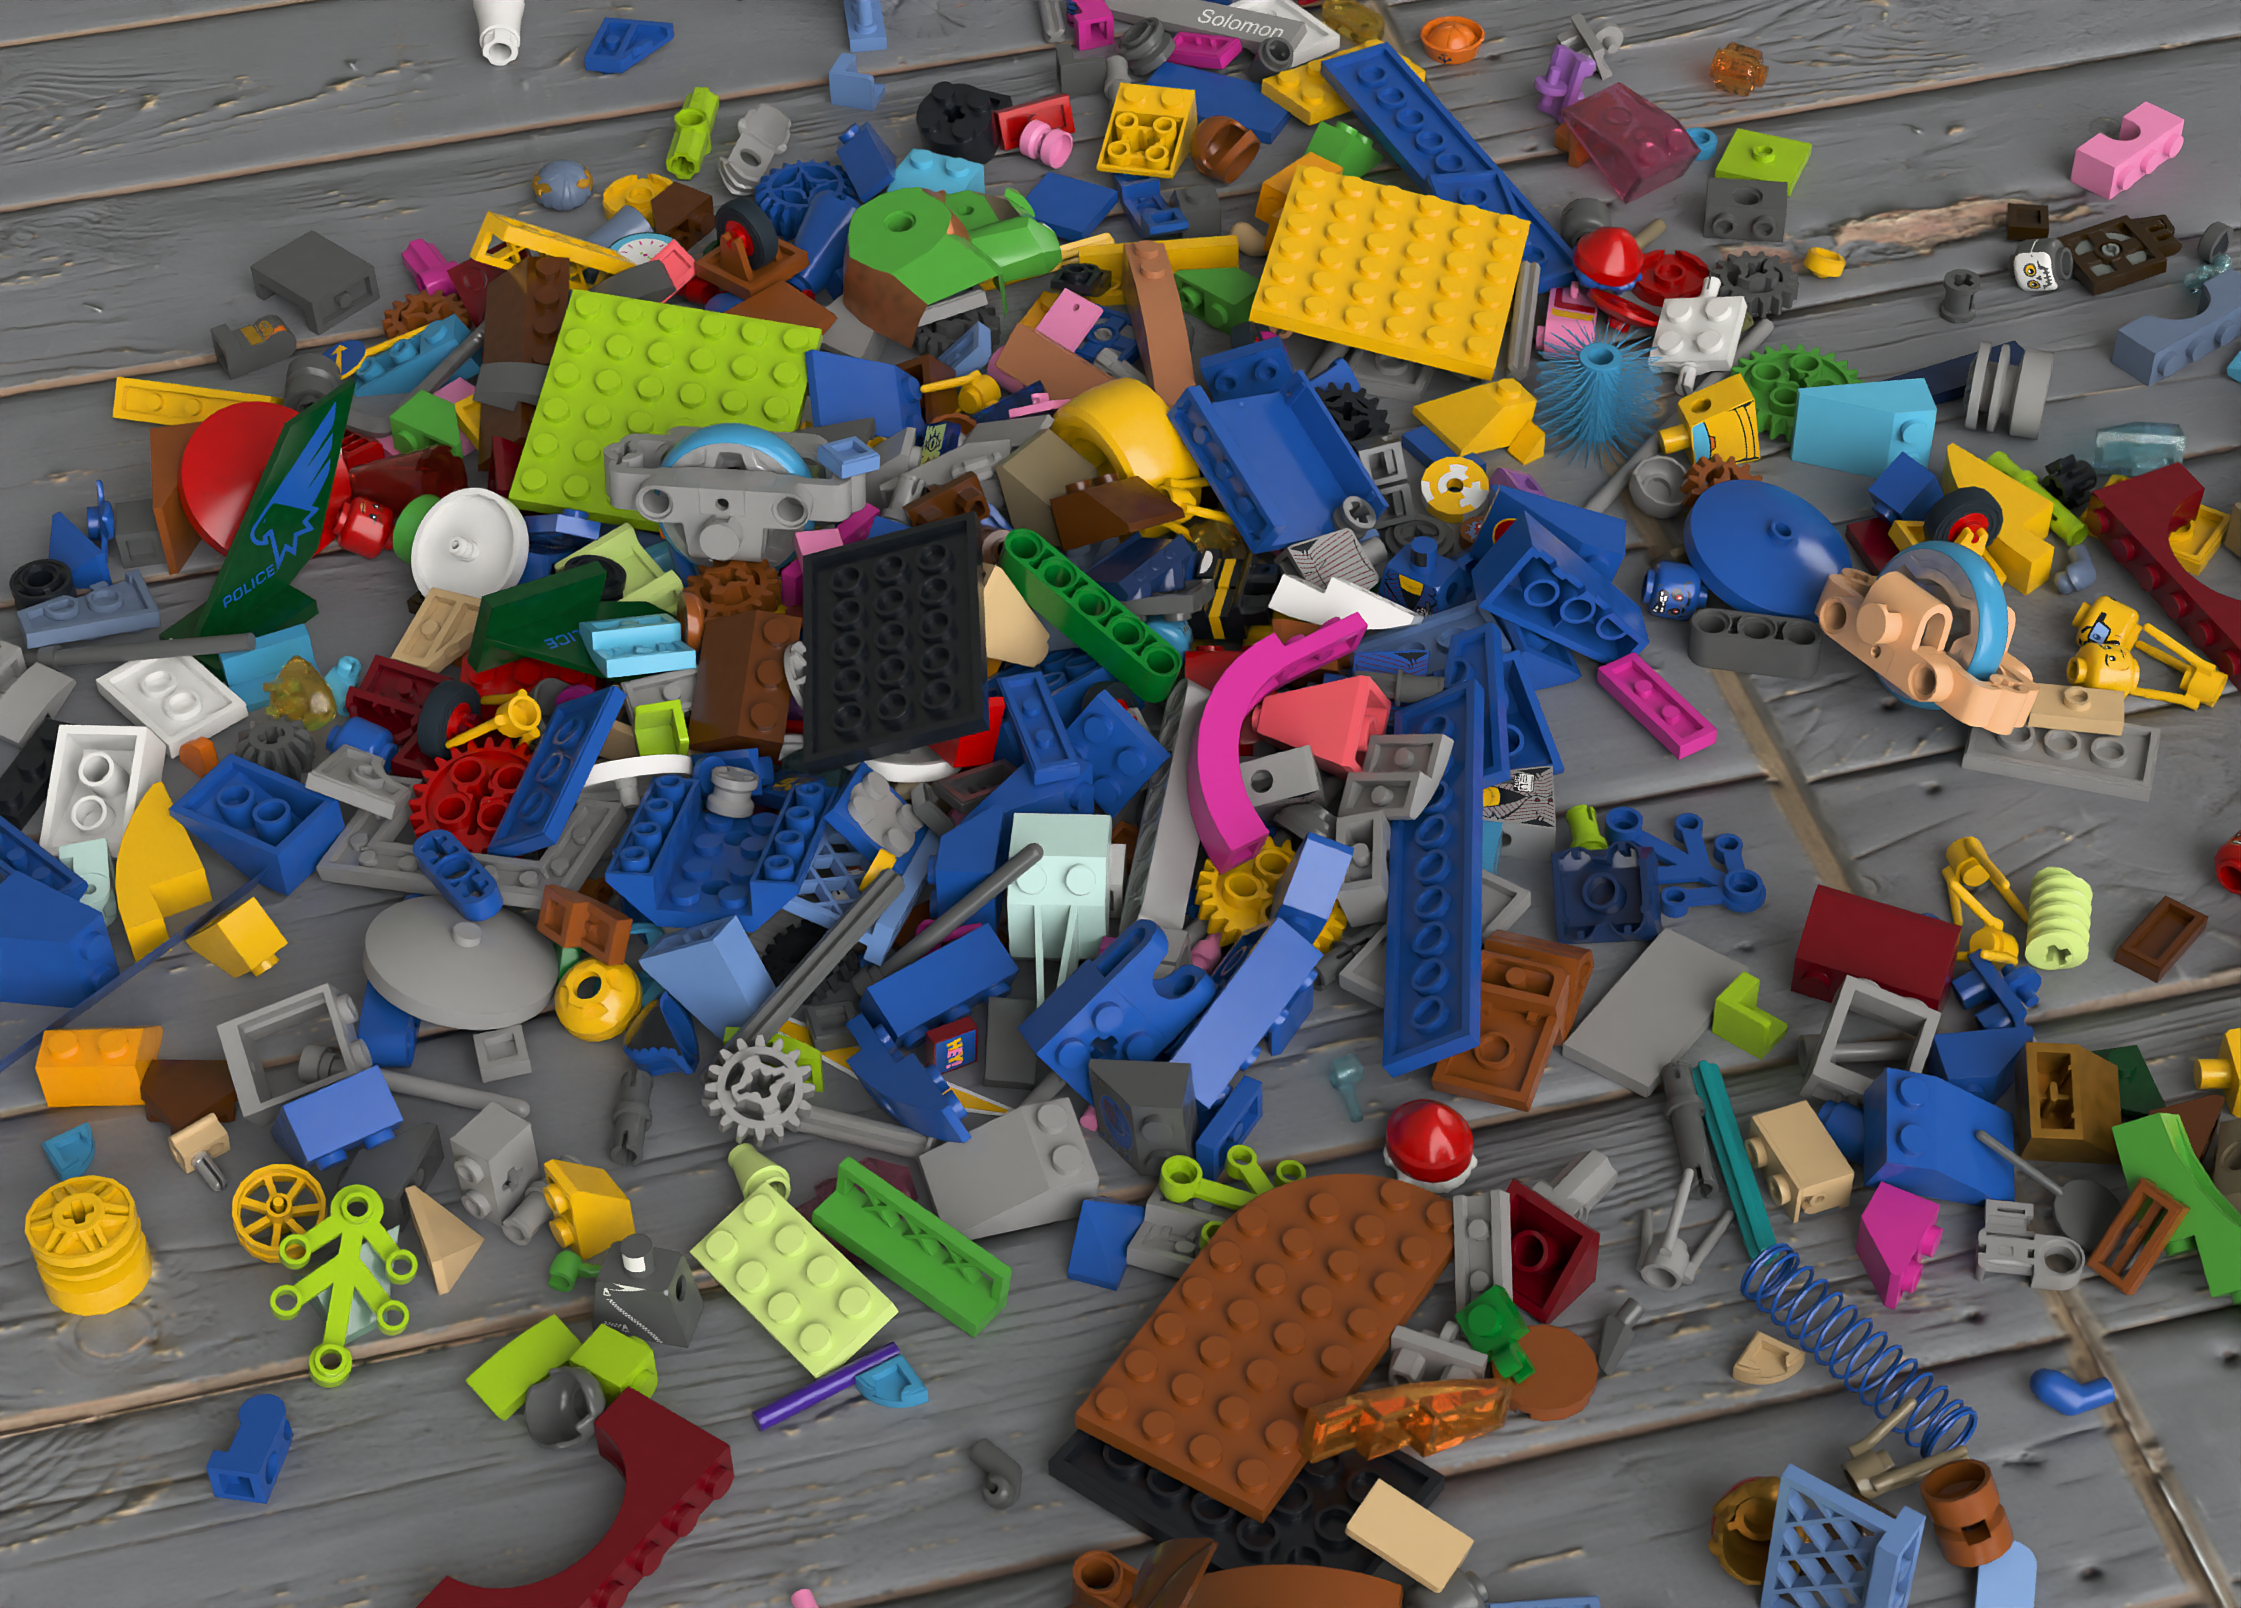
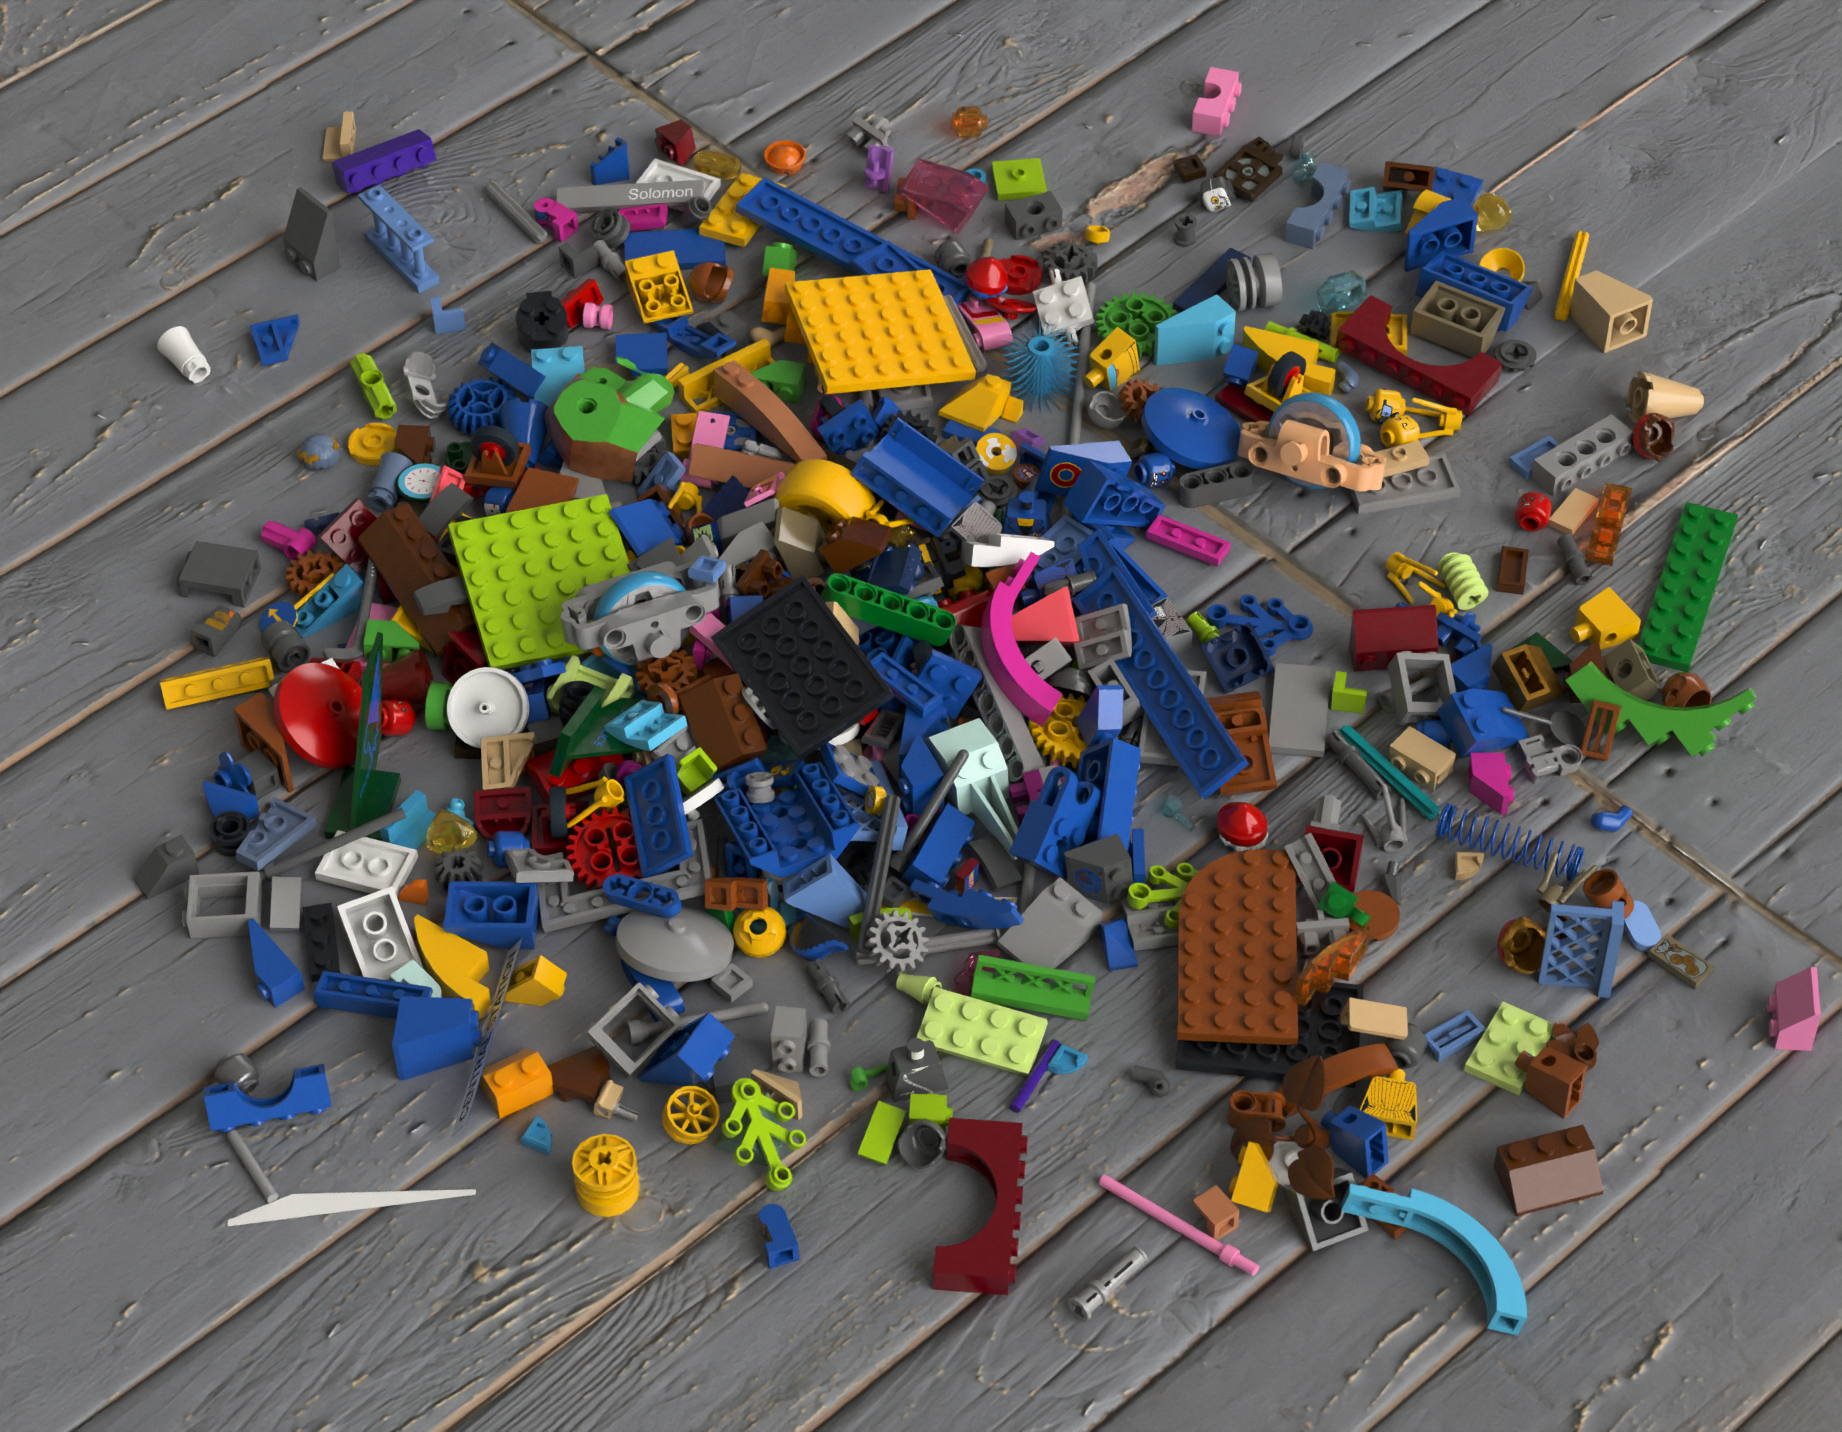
camera: 30 degrees left, 5 degrees up
(548, 243) = (382, 499): yellow fence -> none
(586, 1208) = (850, 1042): yellow slope -> none
(924, 807) = (871, 754): dark grey tile -> none
(982, 466) = (764, 543): light grey piece -> none
(1082, 279) = (696, 400): black slope -> none
(1355, 515) = (968, 493): dark grey bush -> none

